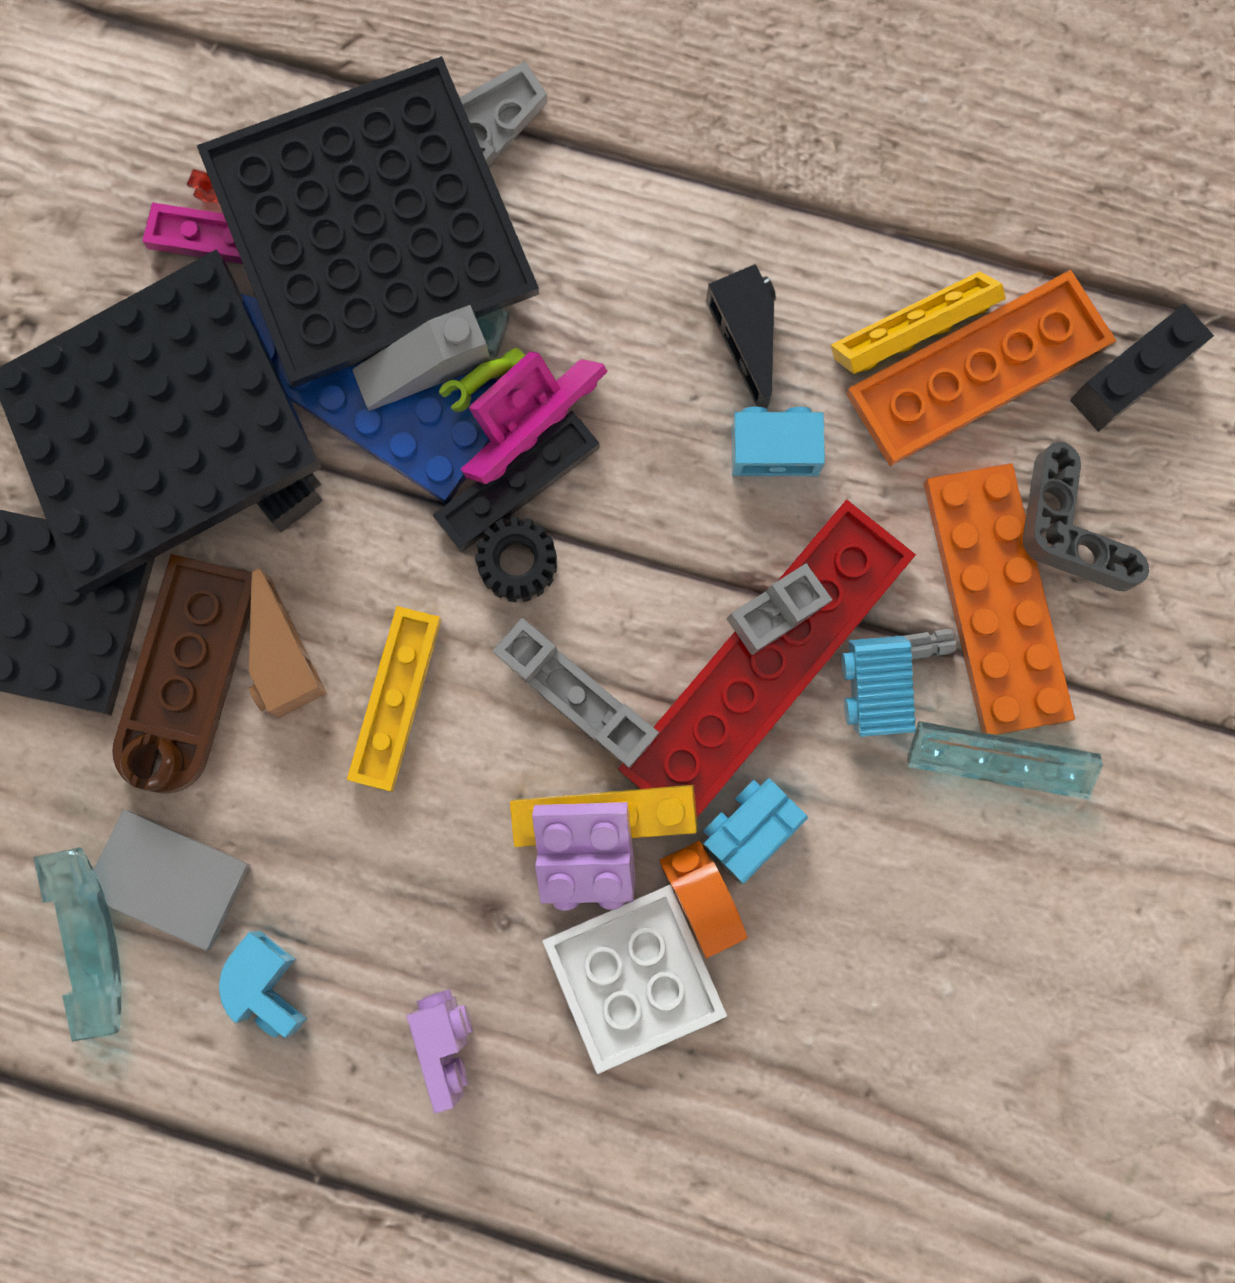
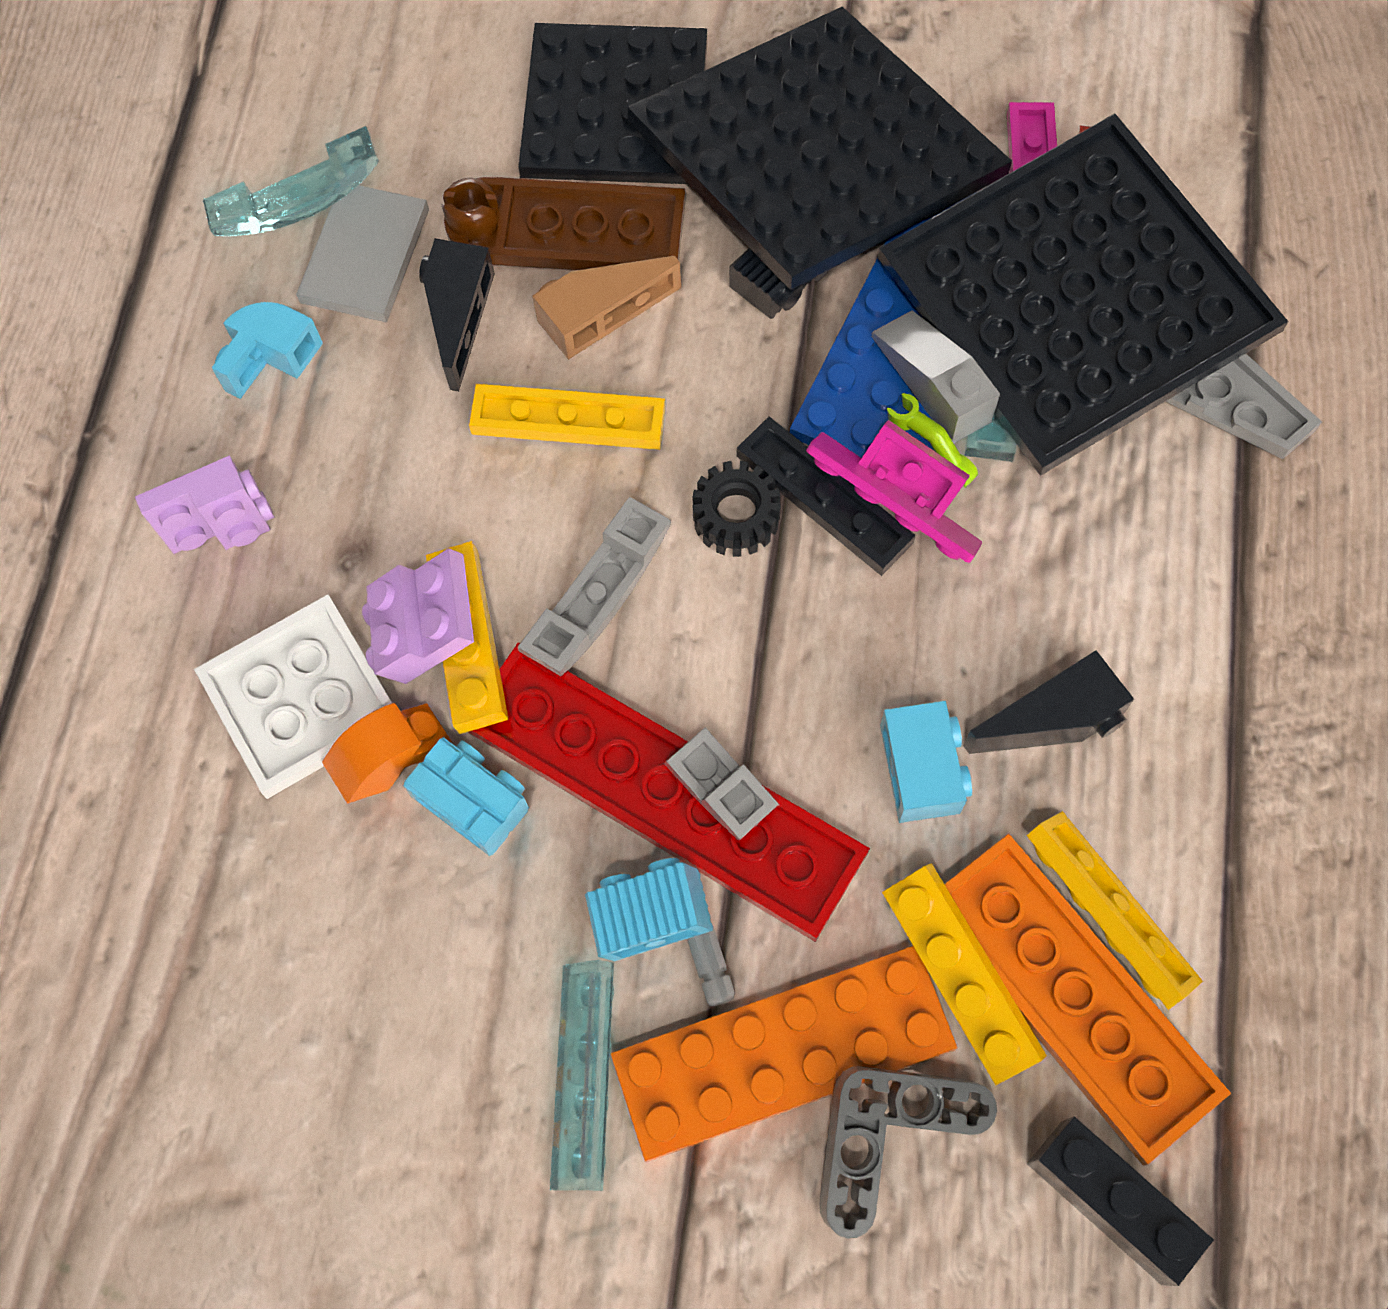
camera: 85 degrees right, 10 degrees down
(240, 791) = (456, 289): none -> black slope
(956, 446) = (964, 974): none -> yellow plate

